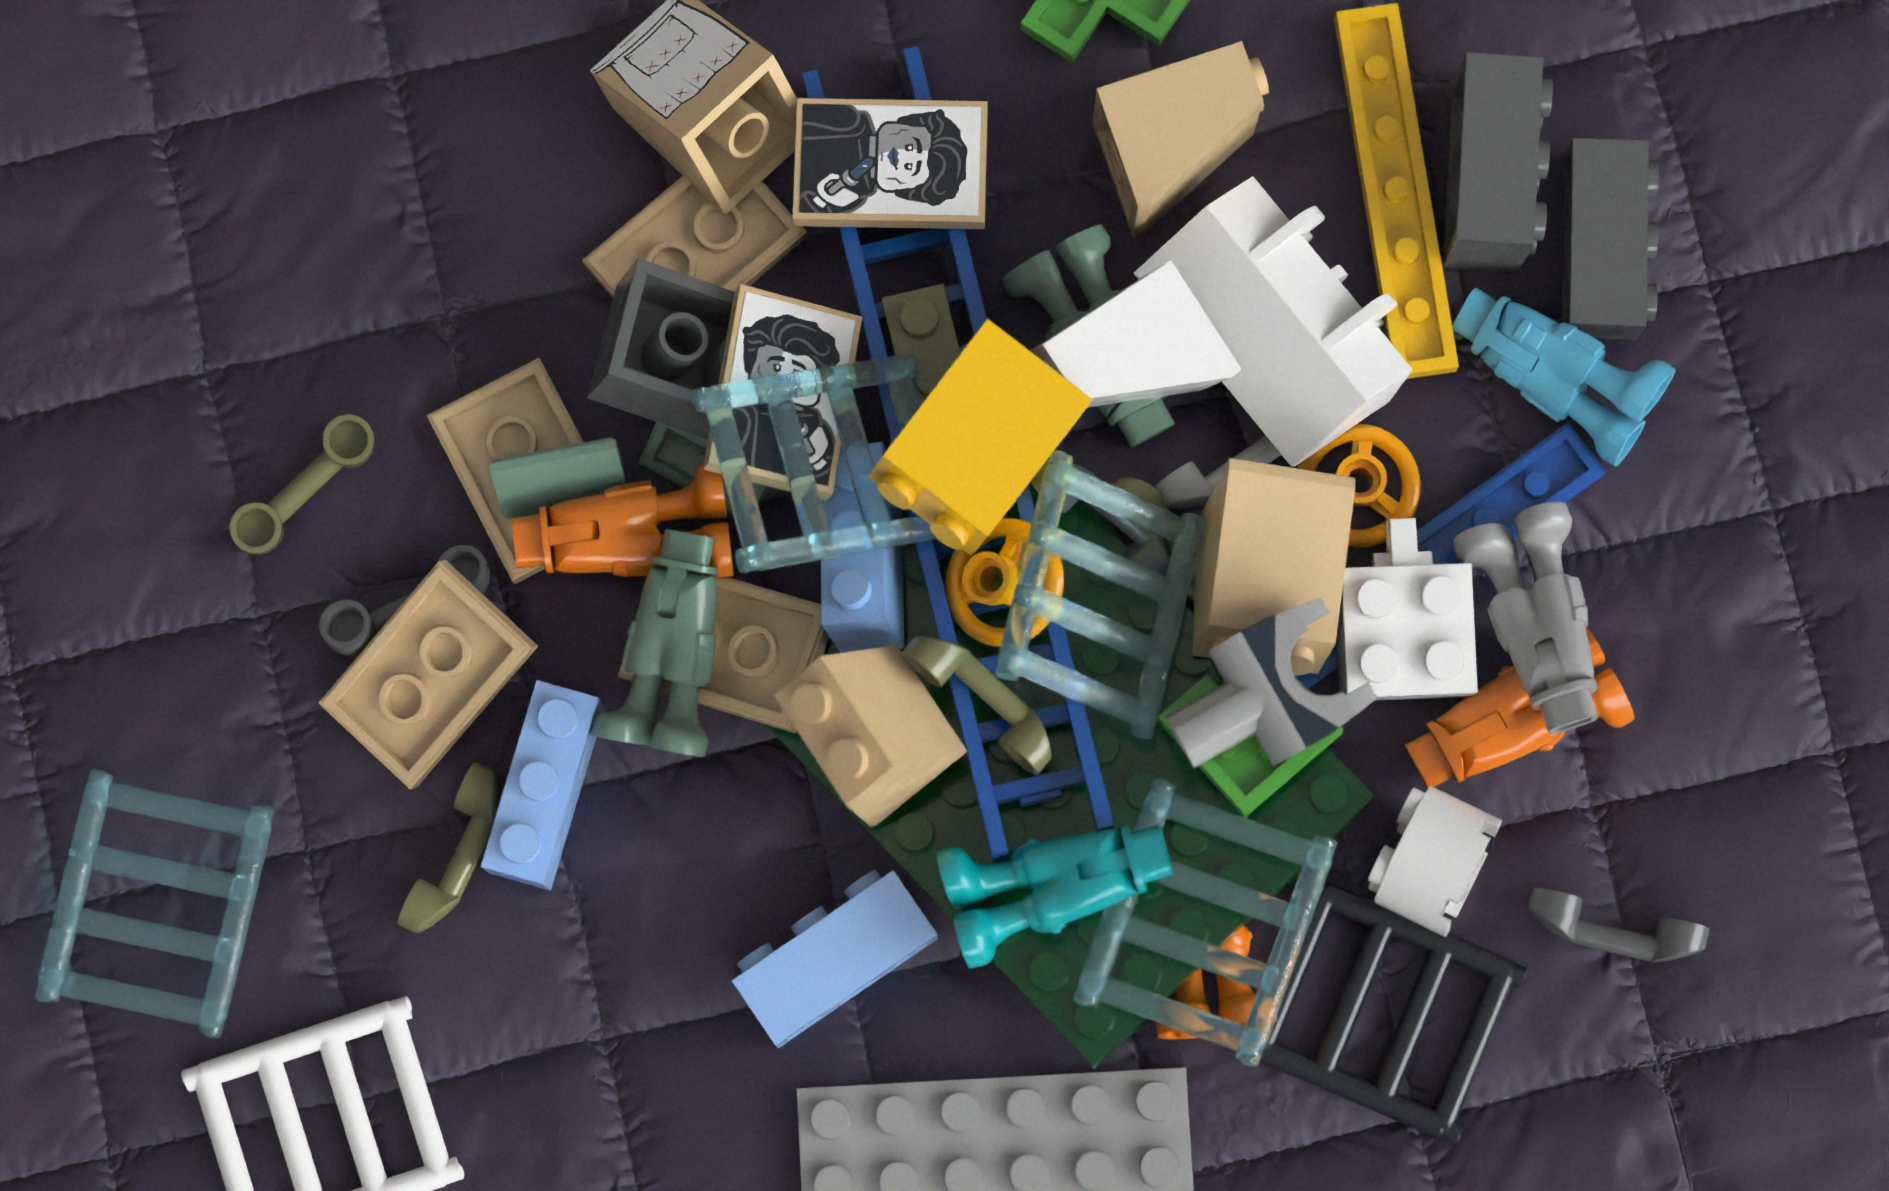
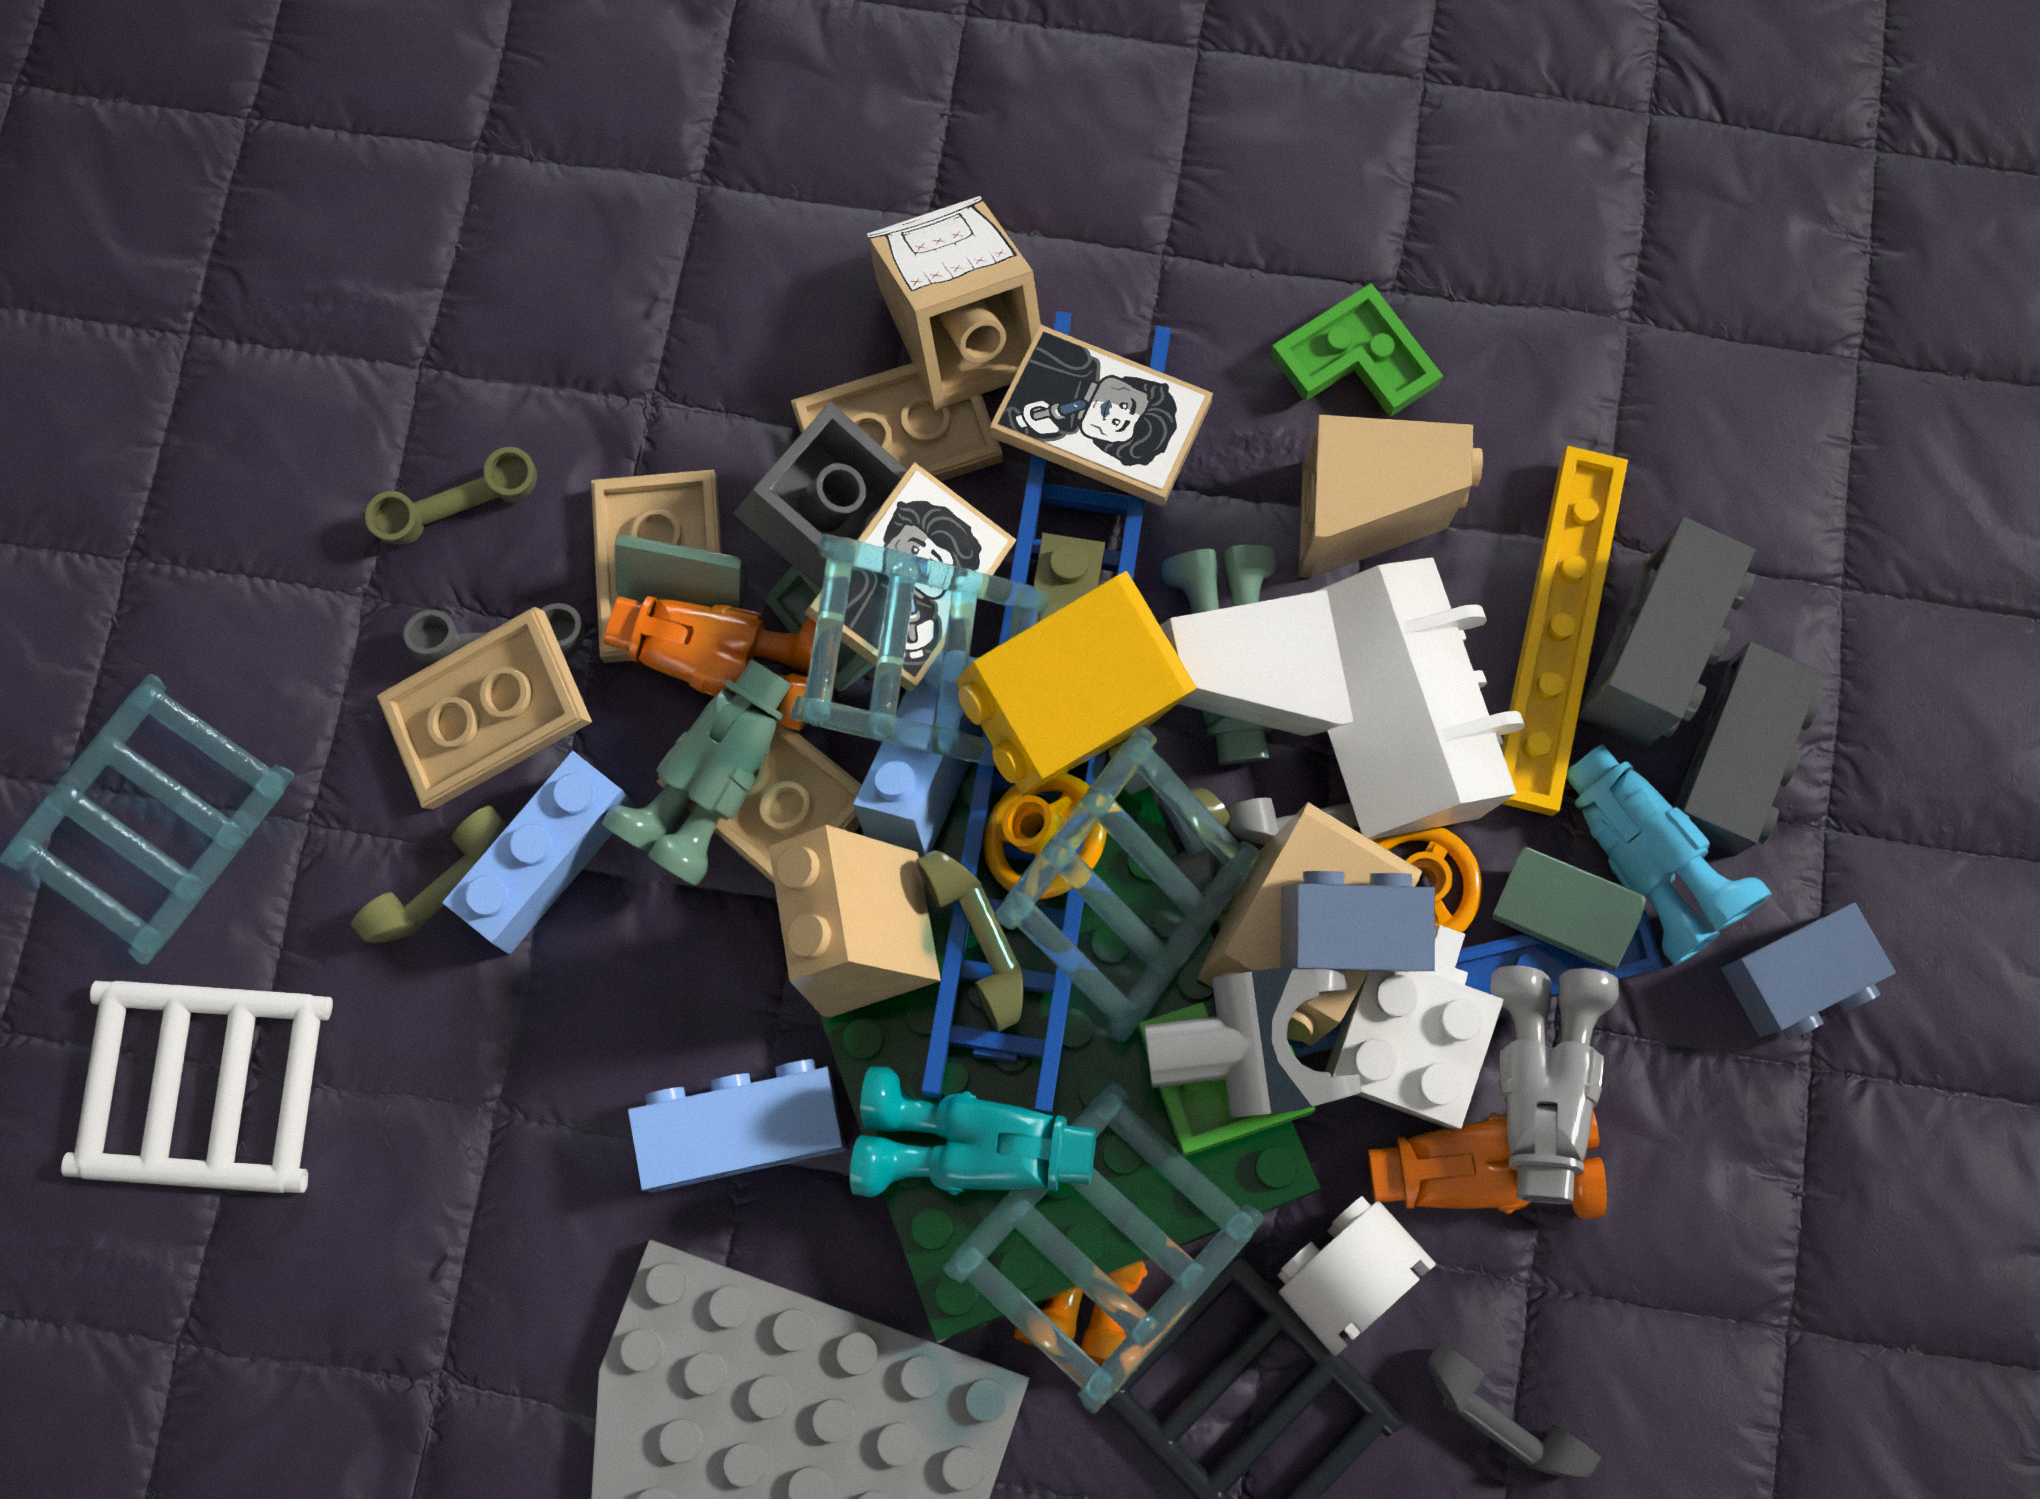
camera: 20 degrees right, 5 degrees down
(1316, 553) = (1358, 925): none -> sand blue brick
(1501, 453) = (1570, 908): none -> sand green slope
(1736, 423) = (1809, 971): none -> sand blue brick

